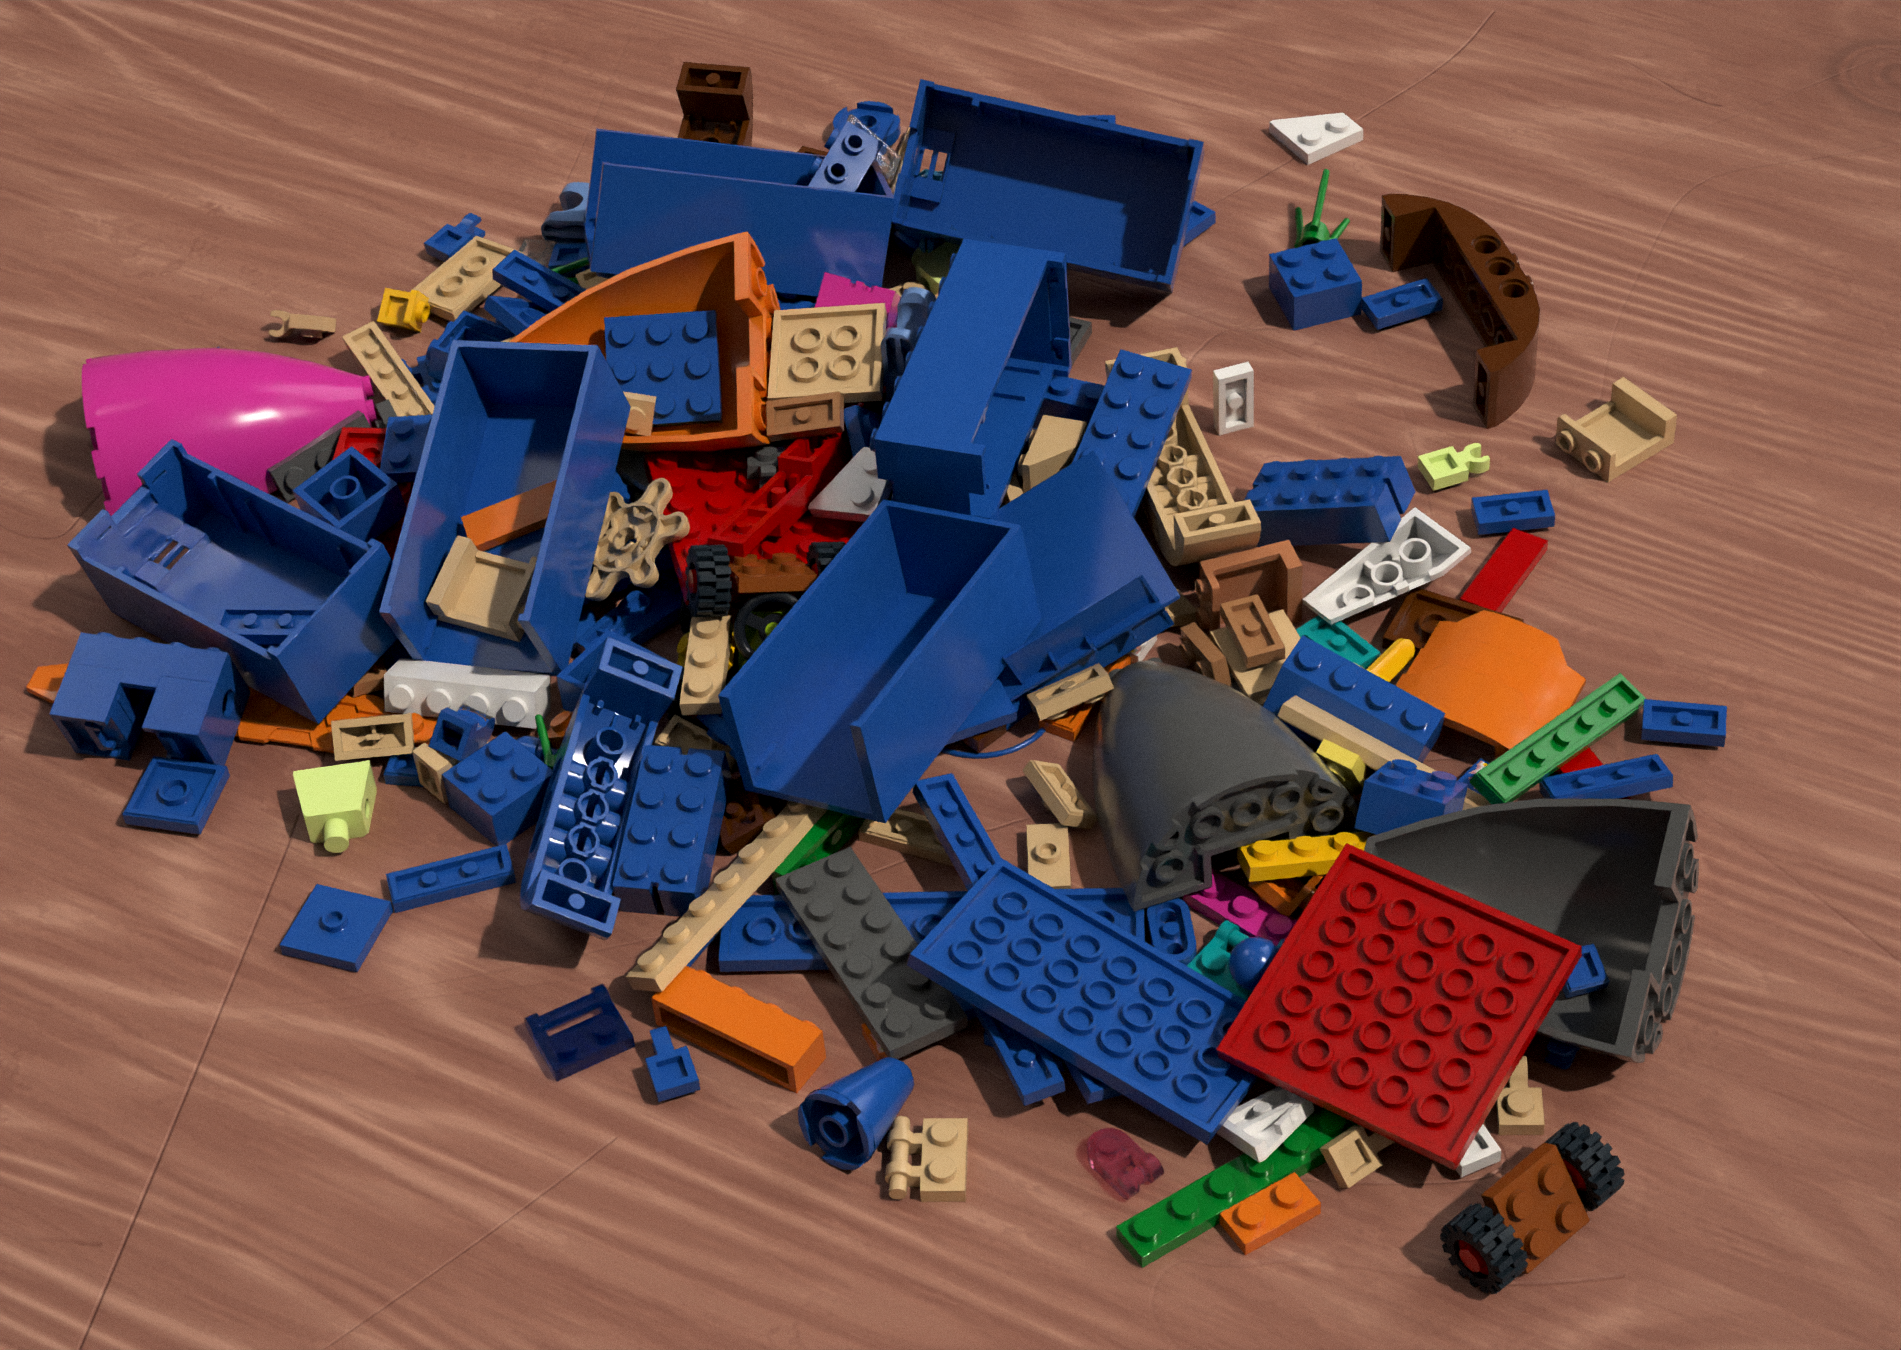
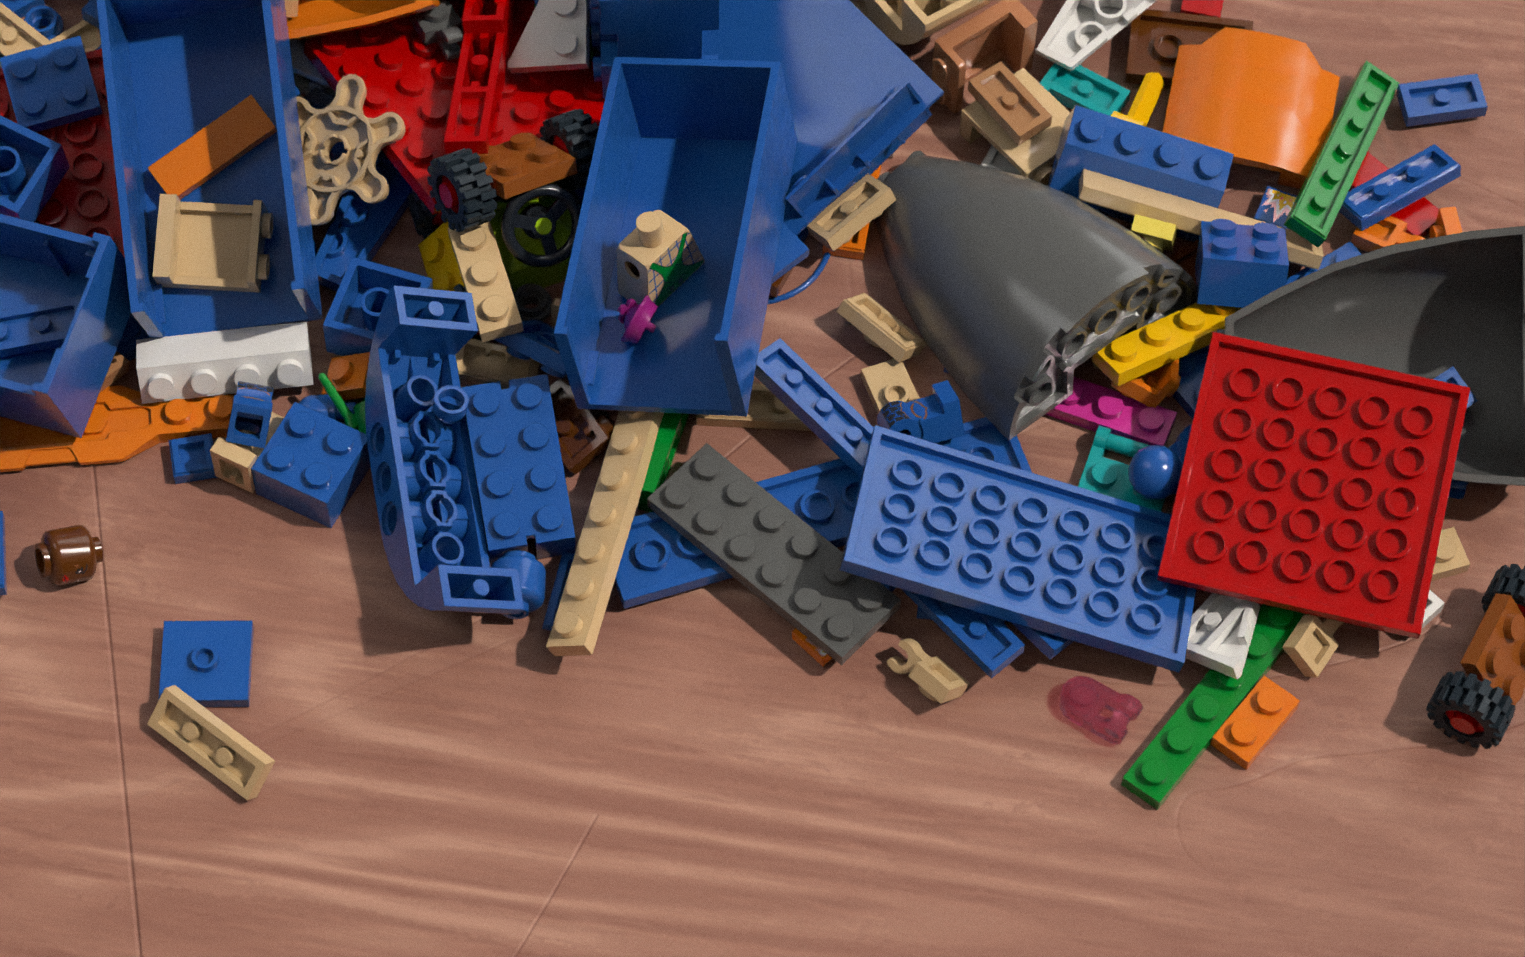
camera: 25 degrees left, 15 degrees up
(263, 812) = (68, 555): none -> reddish brown head
(305, 988) = (211, 742): none -> tan plate
(337, 802) = (140, 525): yellowish green torso -> none
(373, 736) = (148, 436): tan slope -> none
(450, 878) = (299, 576): blue tile -> none
(584, 1042) = (522, 723): clear blue plate -> none
(627, 755) = (450, 404): none -> blue hinge
(634, 925) = (531, 576): none -> blue head
(670, 1069) = (626, 730): blue plate -> none
(740, 1028) = (676, 667): orange brick -> none
(823, 723) = (637, 318): none -> magenta hat
(855, 673) = (656, 258): none -> tan torso
(855, 1112) = (834, 729): blue cone -> none
(943, 1159) = (928, 750): tan plate -> none
(974, 1094) = (933, 675): none -> tan plate
(1064, 872) = (927, 418): none -> blue leg
(1177, 935) = (1054, 454): blue plate -> none
(1203, 654) = (965, 138): medium nougat plate -> none

